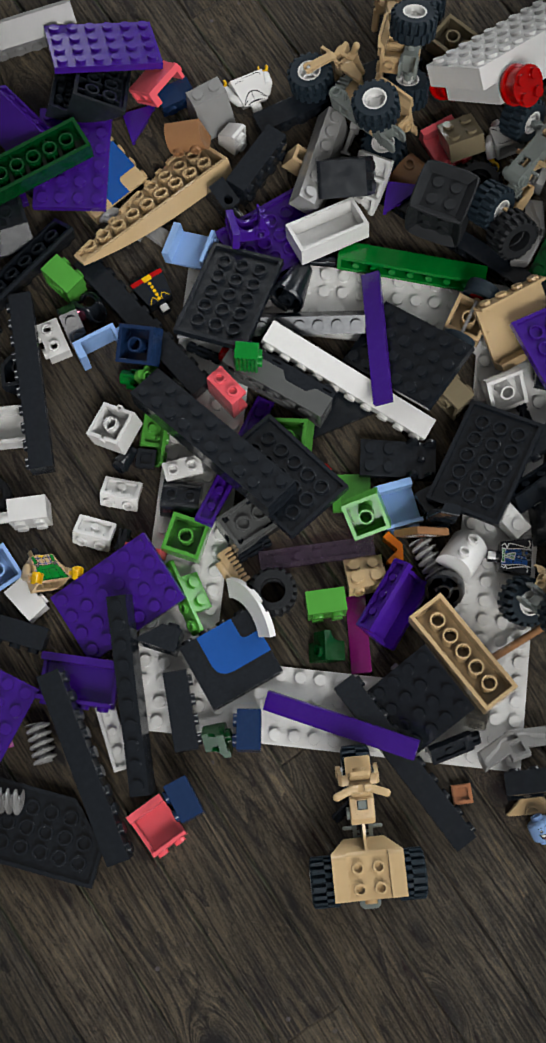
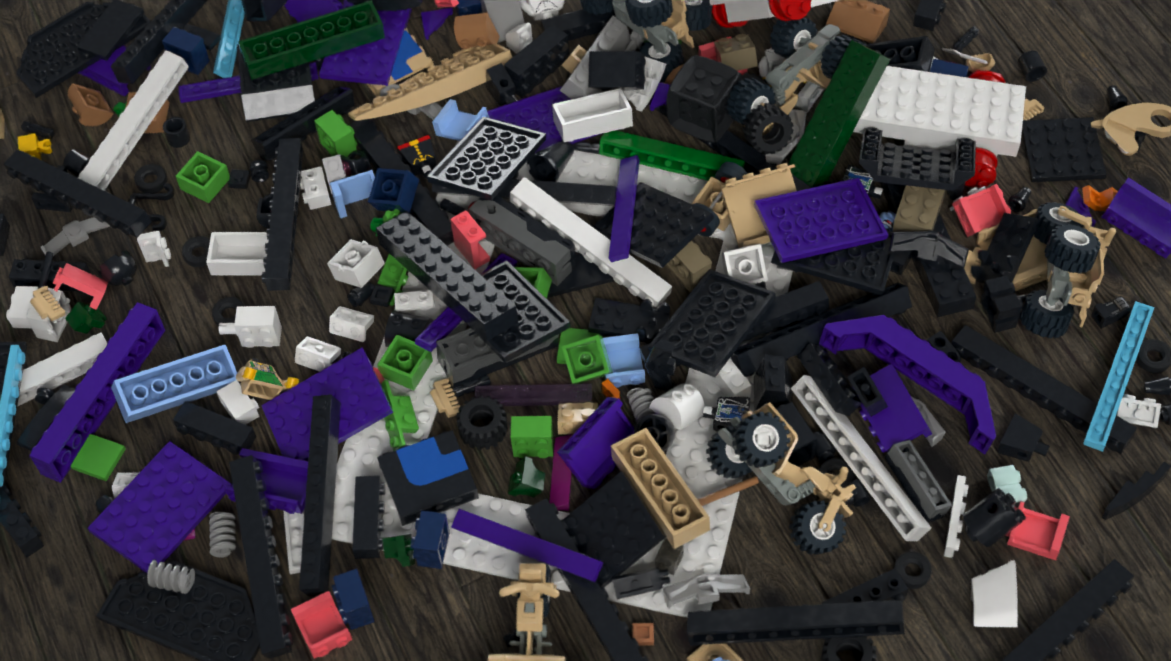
camera: 10 degrees right, 20 degrees down
(163, 639) = (361, 447): black slope -> none
(246, 230) = (517, 109): dark purple tile -> none
(247, 356) = (492, 201): green brick -> none
(252, 601) = (456, 420): white tile -> none
(421, 531) = (639, 378): medium nougat tile -> none

